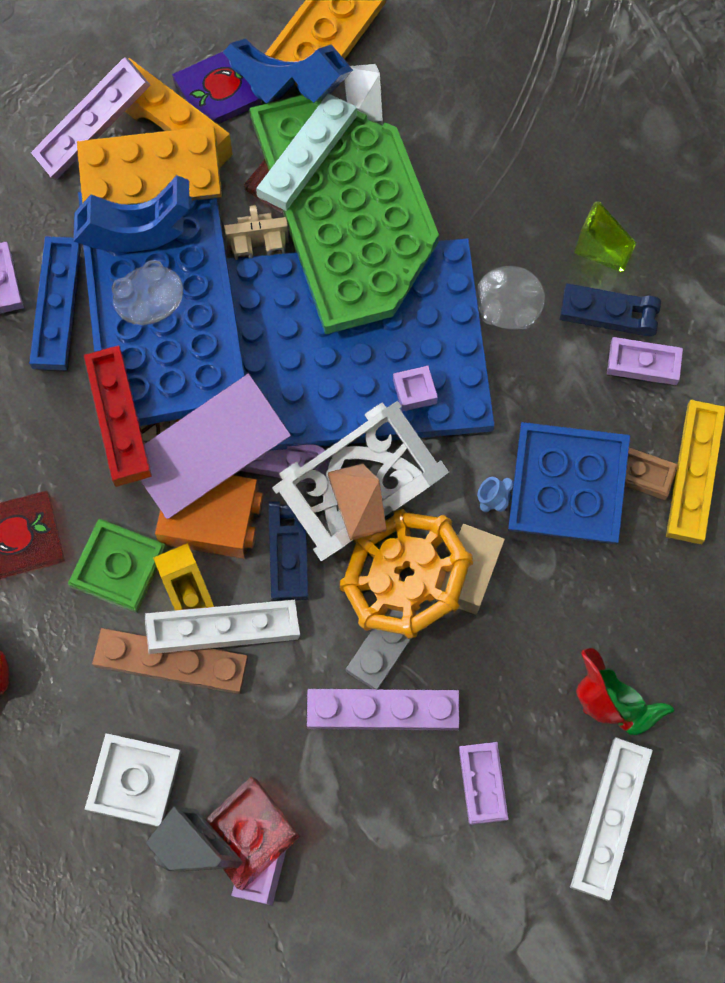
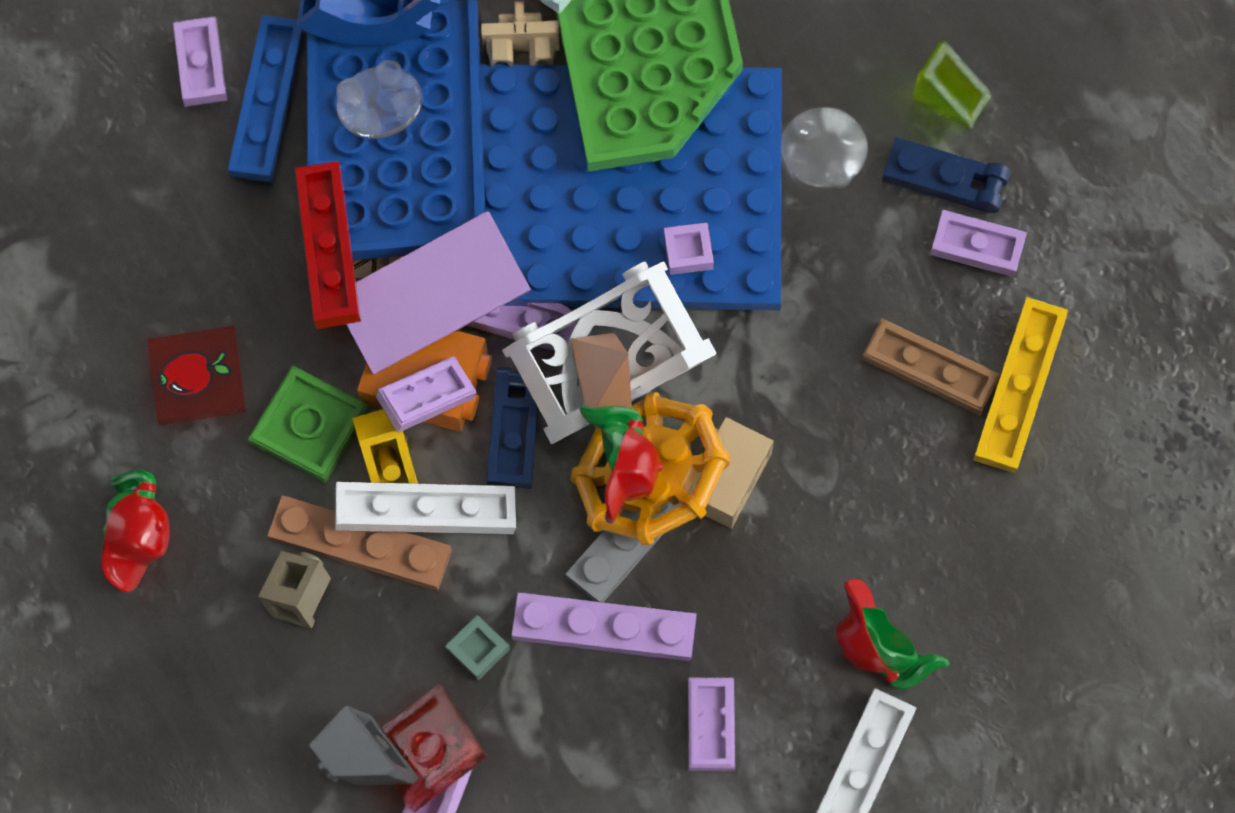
camera: 10 degrees right, 0 degrees up
(120, 706) = (295, 588): none -> dark tan brick
(133, 780) = (301, 674): white plate -> none
(212, 531) = (426, 394): none -> lavender plate
(279, 739) = (477, 647): none -> sand green tile
(389, 563) = (629, 453): none -> red hair
(494, 494) = (771, 386): medium blue plate -> none
(569, 483) = (862, 382): blue plate -> none

